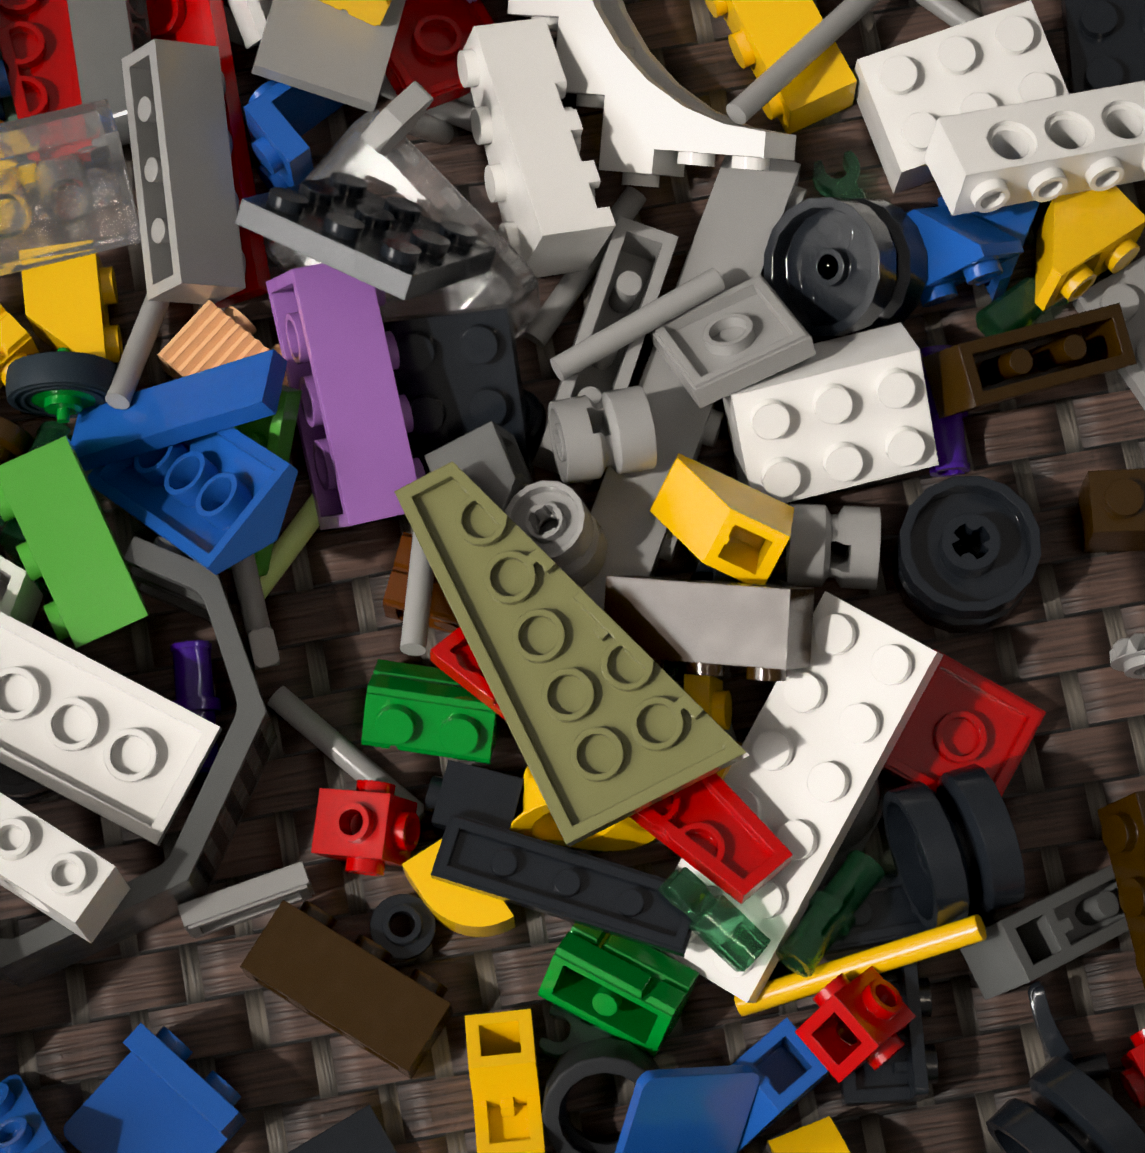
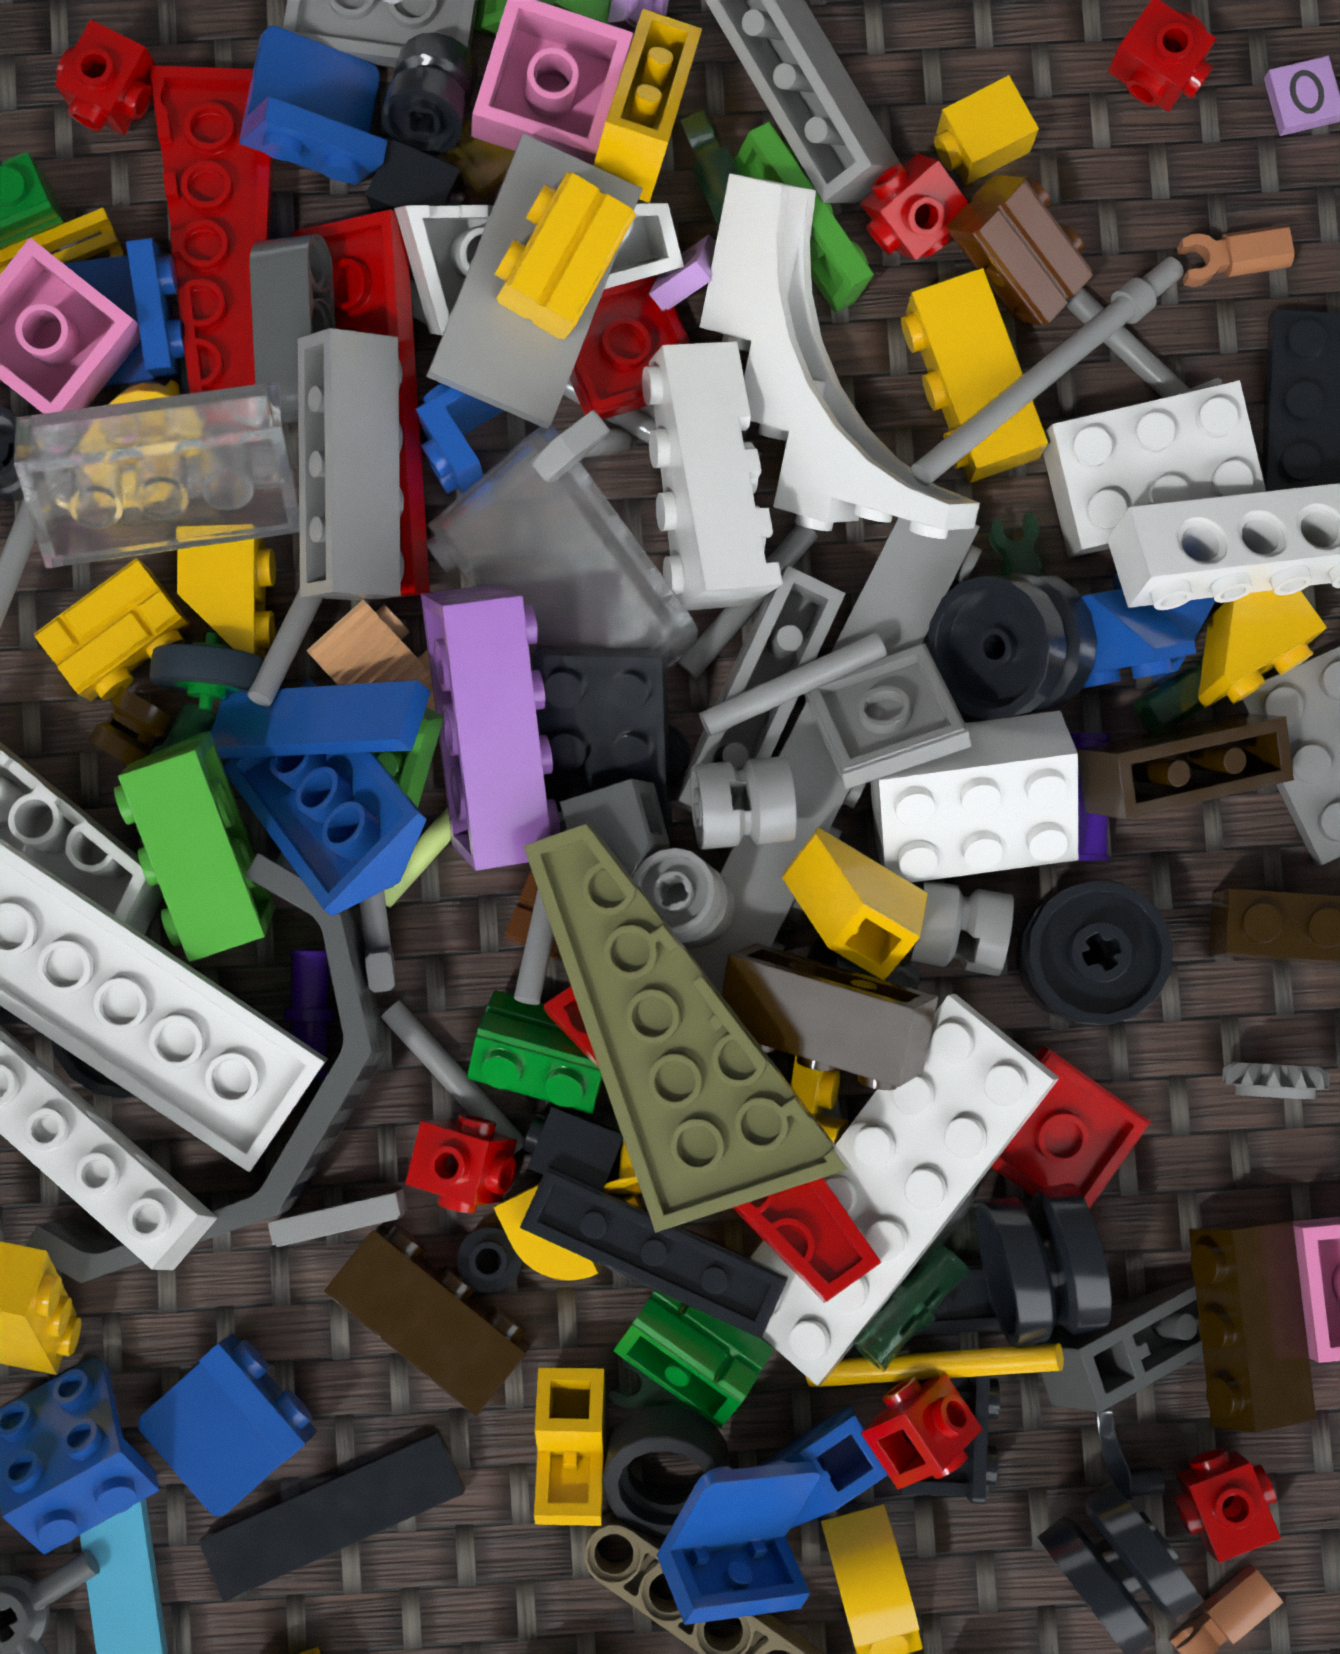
camera: 10 degrees right, 10 degrees up
(367, 235) = (523, 576): black plate -> none
(715, 920) = (797, 1316): clear green bar -> none

